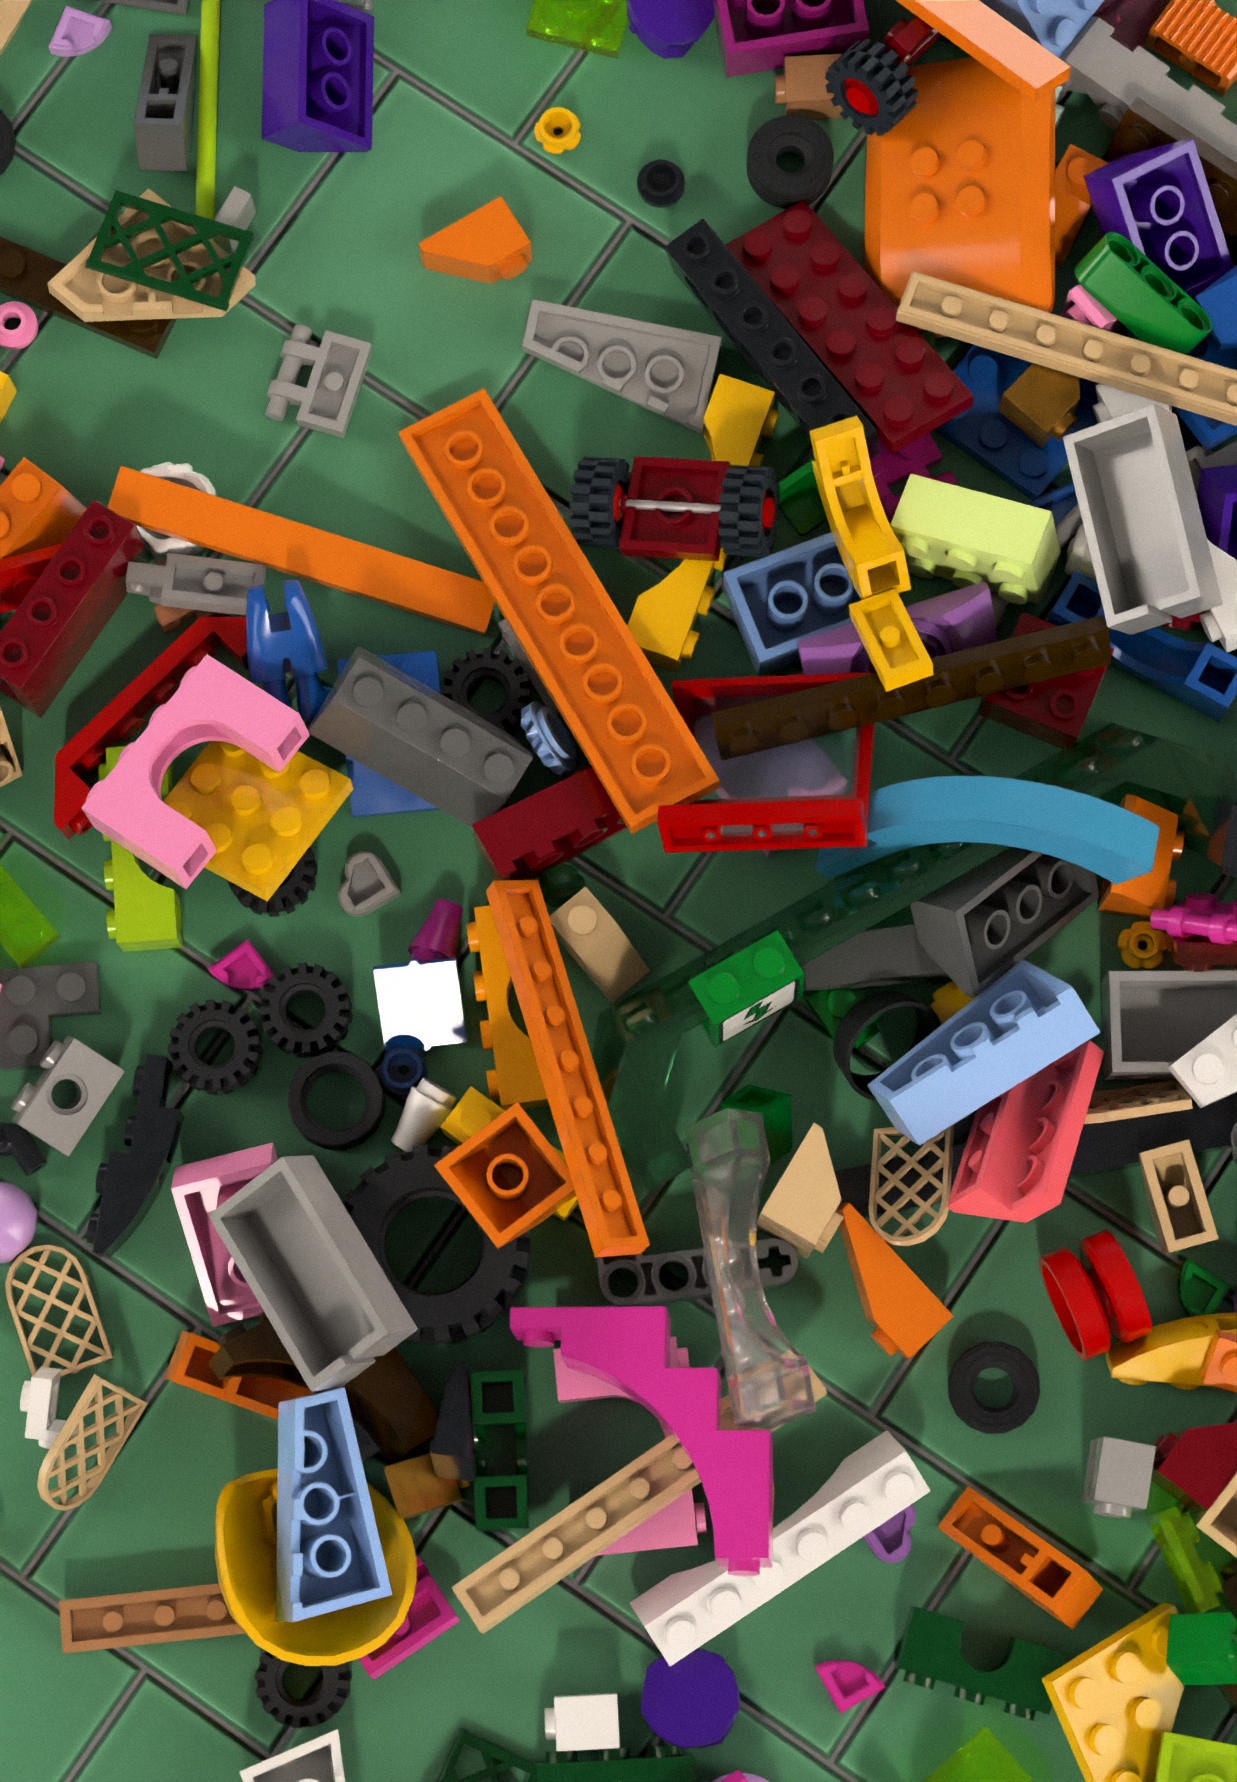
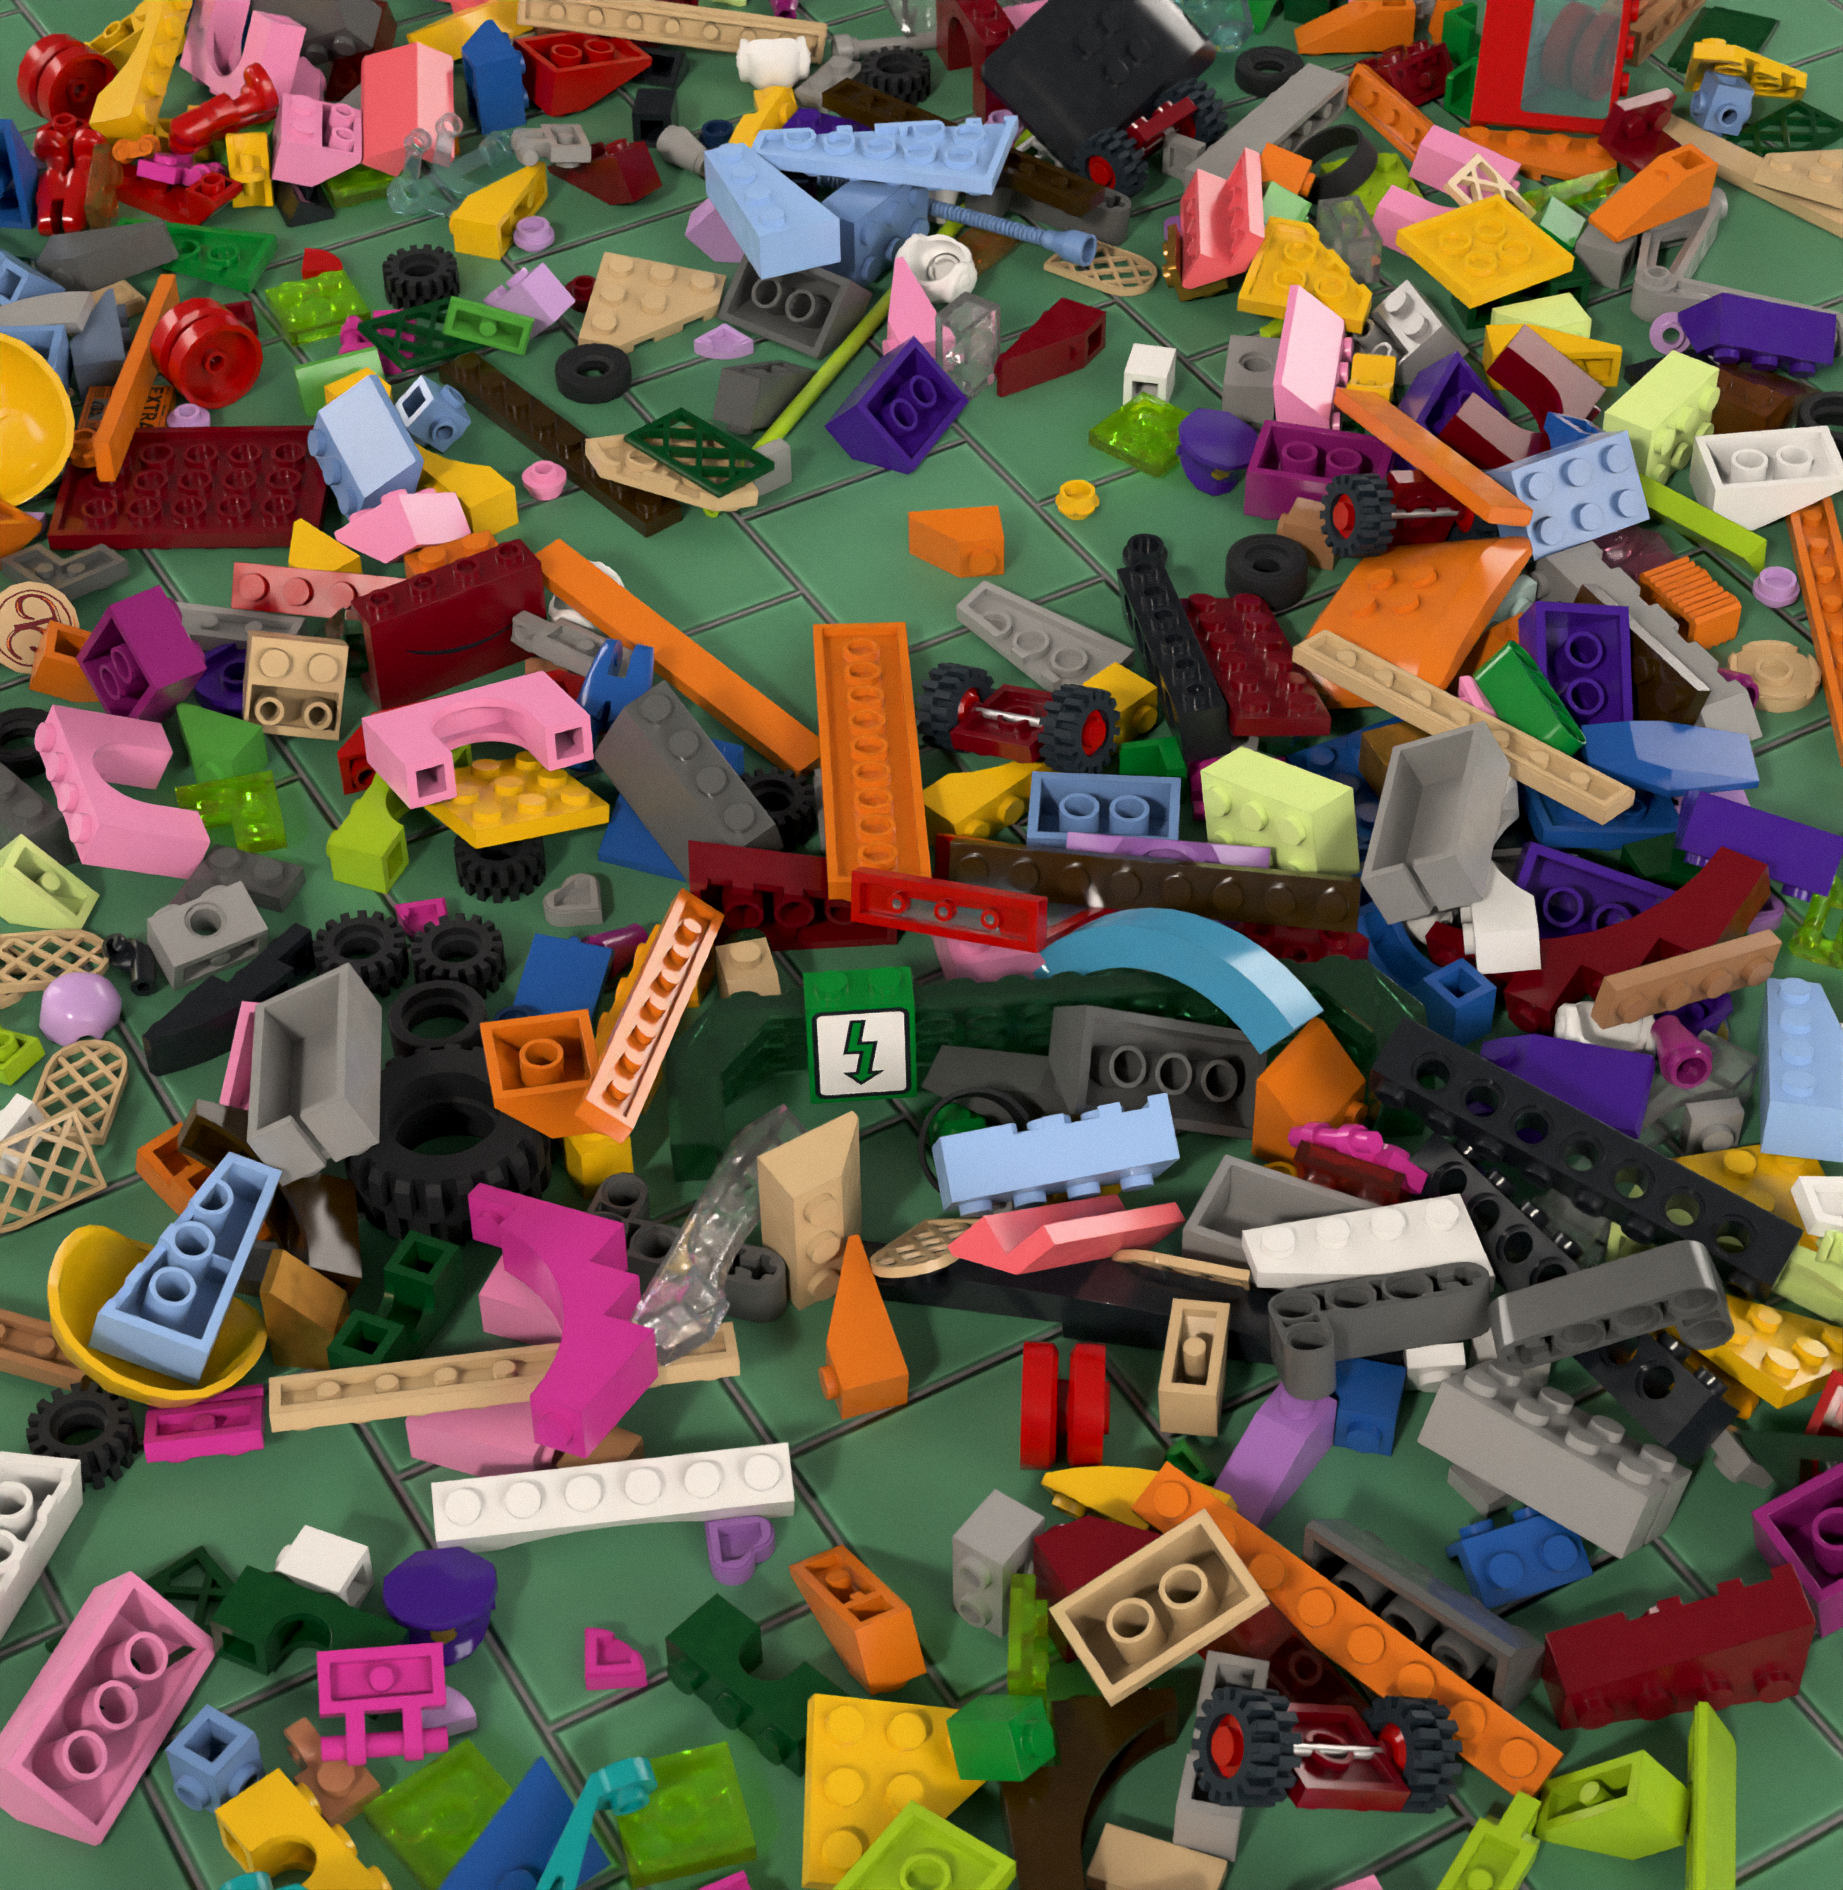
camera: 25 degrees right, 35 degrees down
(333, 383) = (770, 581): light grey plate -> none
(454, 1434) = (356, 1263): black slope -> none
(549, 738) = (802, 832): light blue gear -> none
(855, 510) = (1175, 736): yellow arch -> none
(891, 639) = (1149, 830): yellow plate -> none
(1025, 1385) = (925, 1500): black tyre -> none

